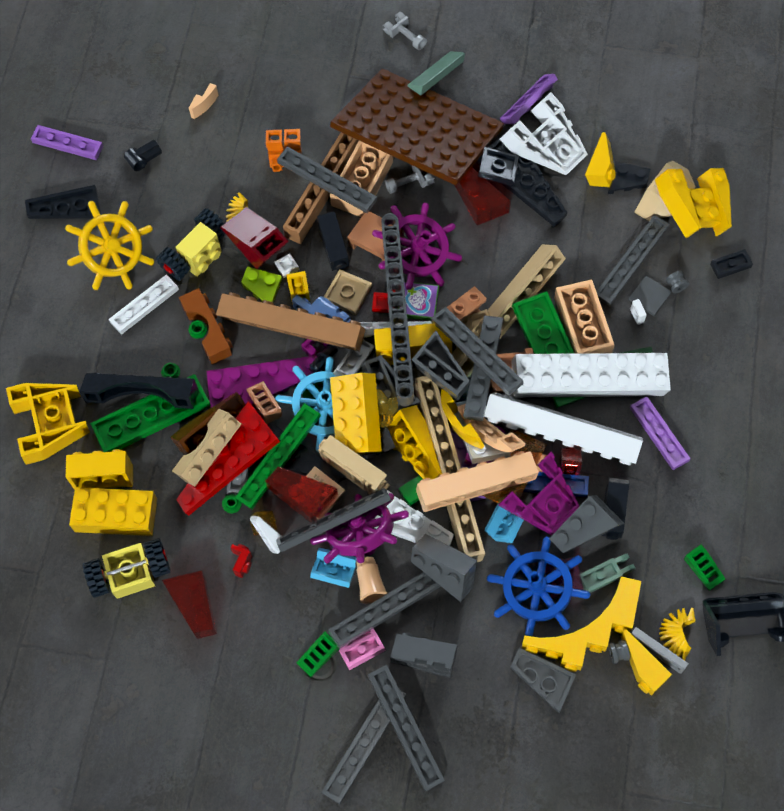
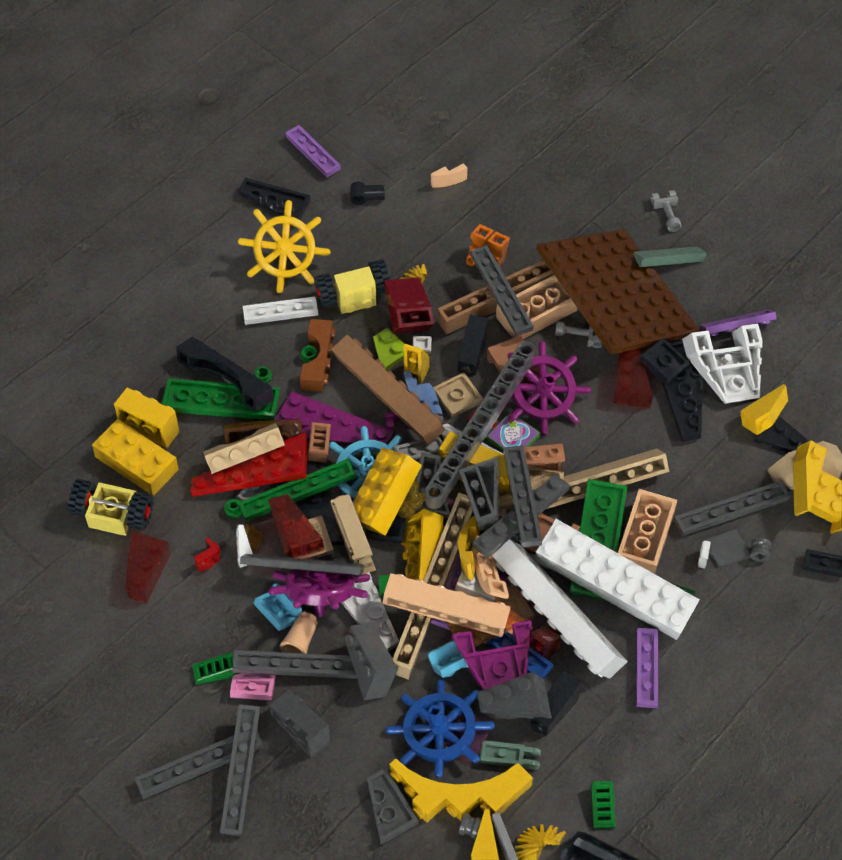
camera: 30 degrees right, 10 degrees down
(51, 416) = (140, 356): yellow wedge -> none
(321, 358) = (387, 436): black axle -> none

